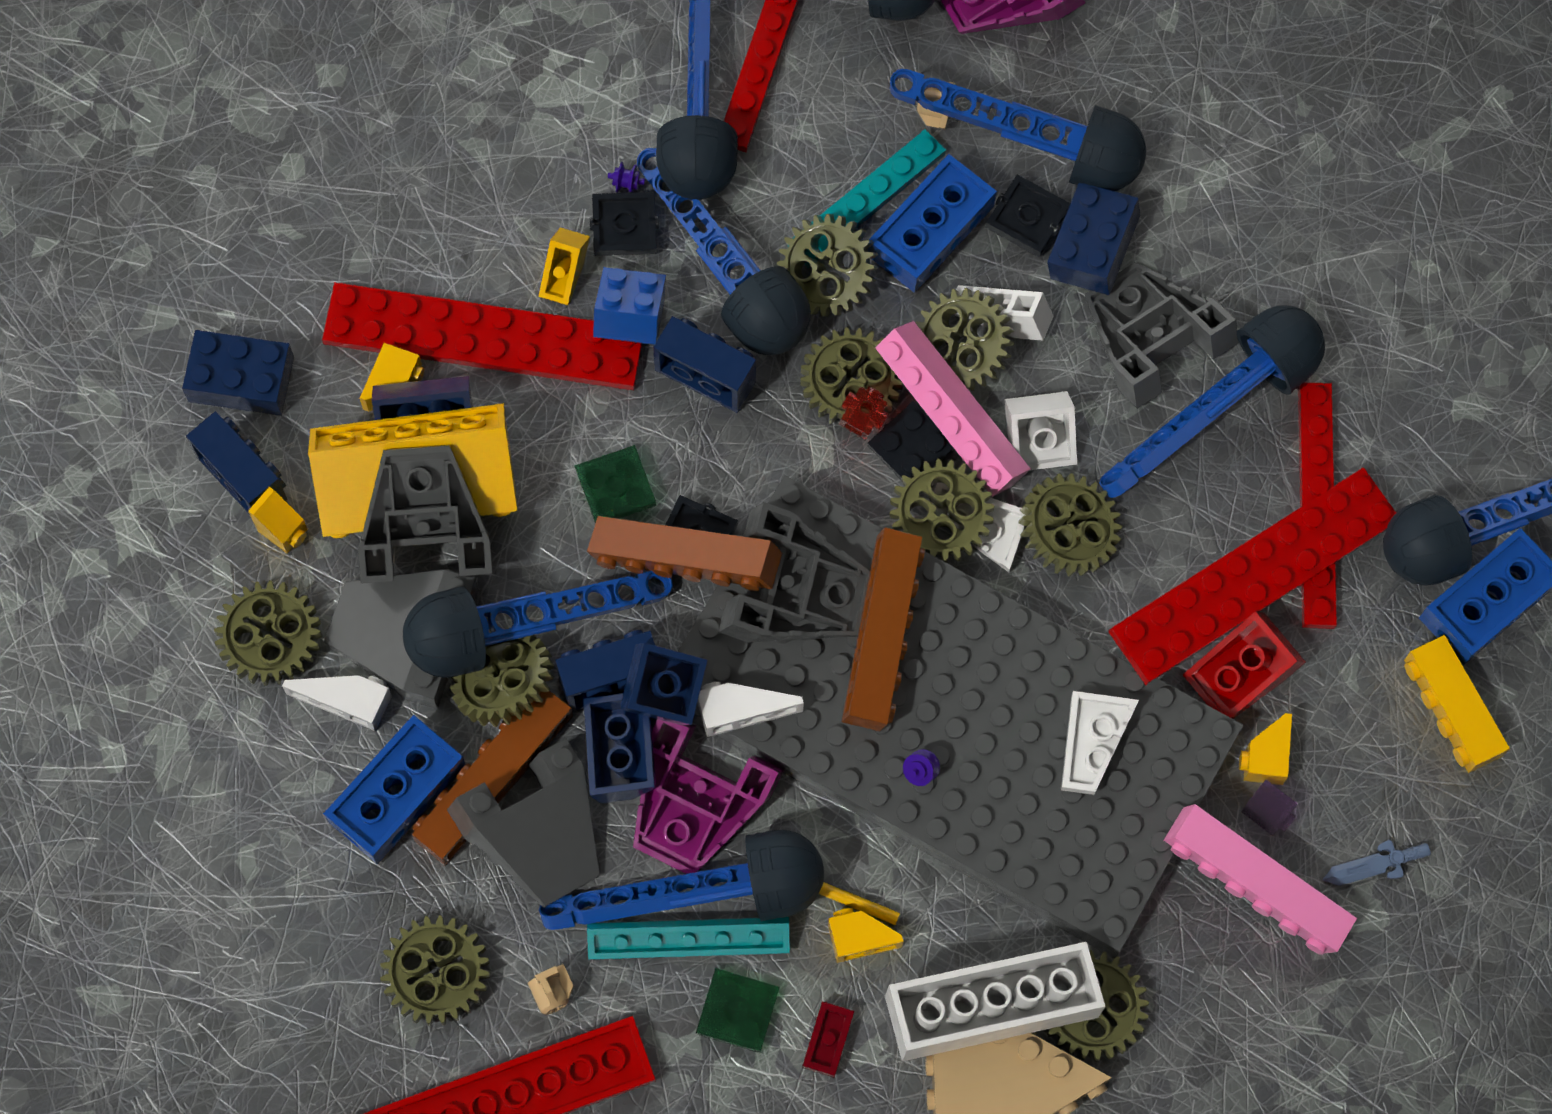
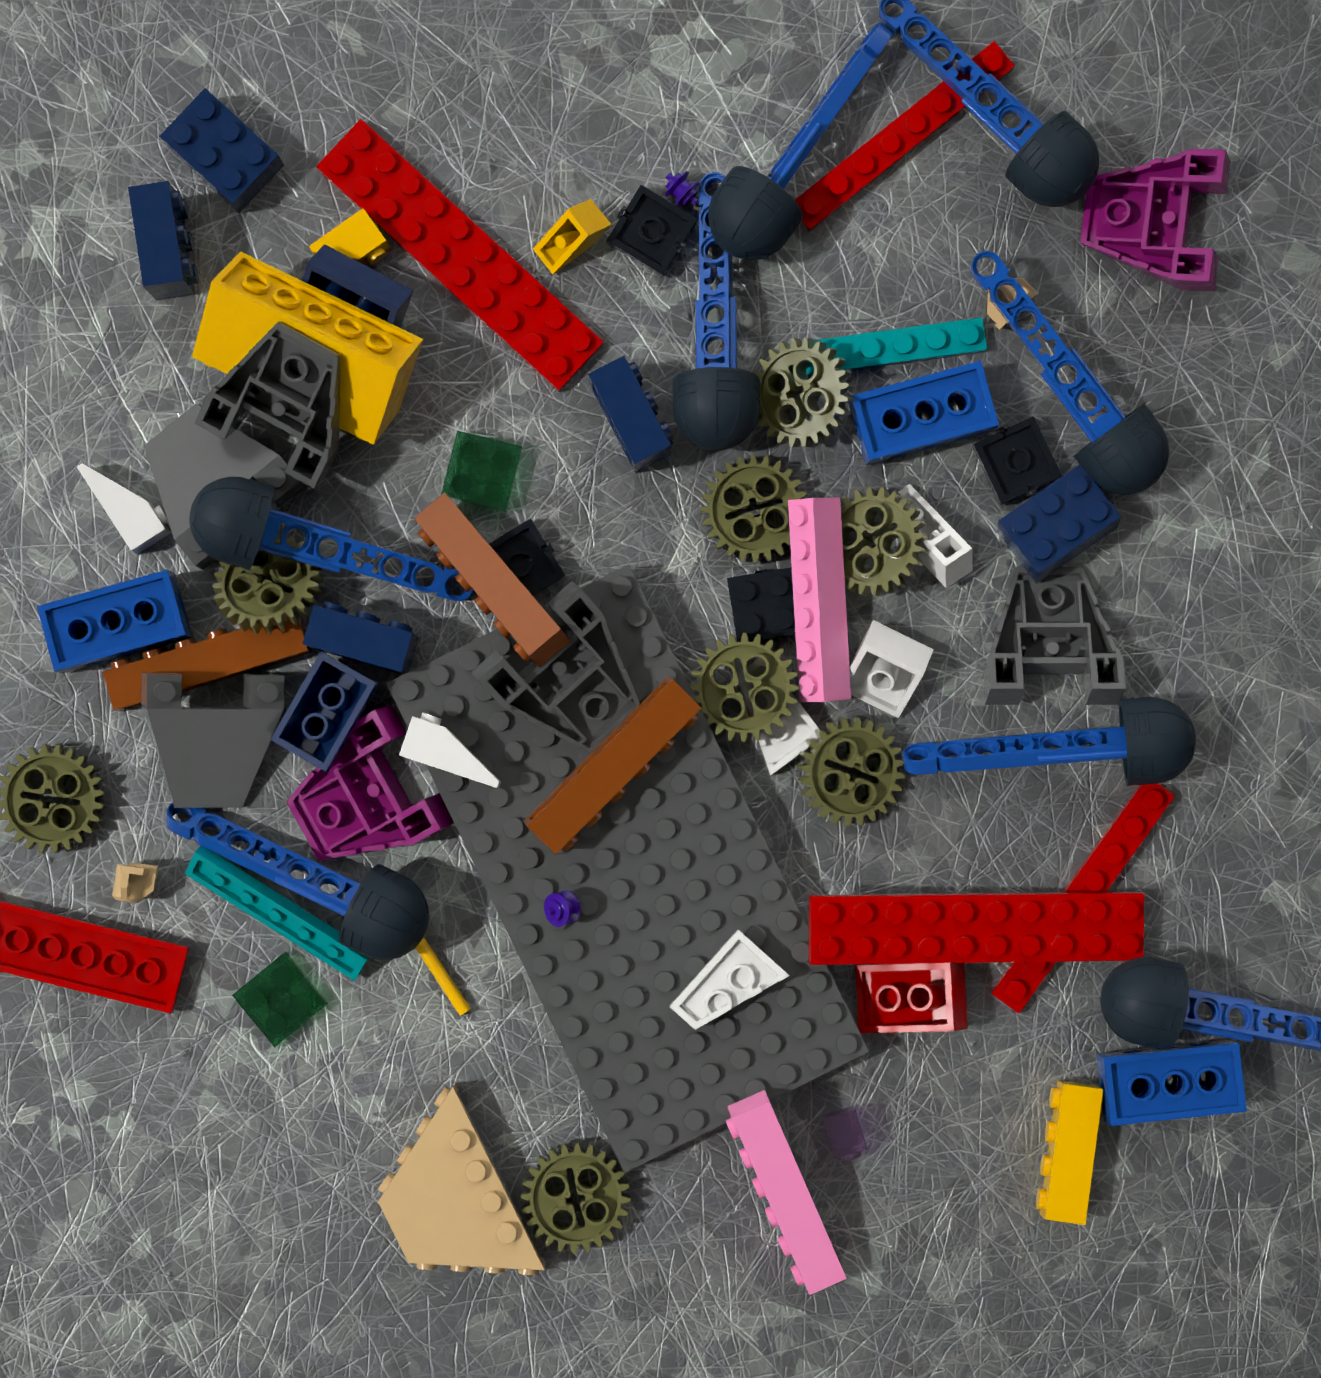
camera: 30 degrees right, 15 degrees up
(251, 656) = (125, 395): olive gear -> none
(278, 521) = (168, 314): yellow slope -> none
(629, 305) = (600, 315): blue brick -> none
(663, 684) = (386, 693): dark blue brick -> none
(828, 1039) = (336, 1075): dark red plate -> none
(858, 421) = (727, 563): clear red brick -> none
(860, 935) = (421, 1007): yellow slope -> none
(994, 1001) = (484, 1149): white brick -> none
(1268, 753) = (878, 1085): yellow slope -> none
(1376, 864) = (901, 1238): sand blue sword -> none

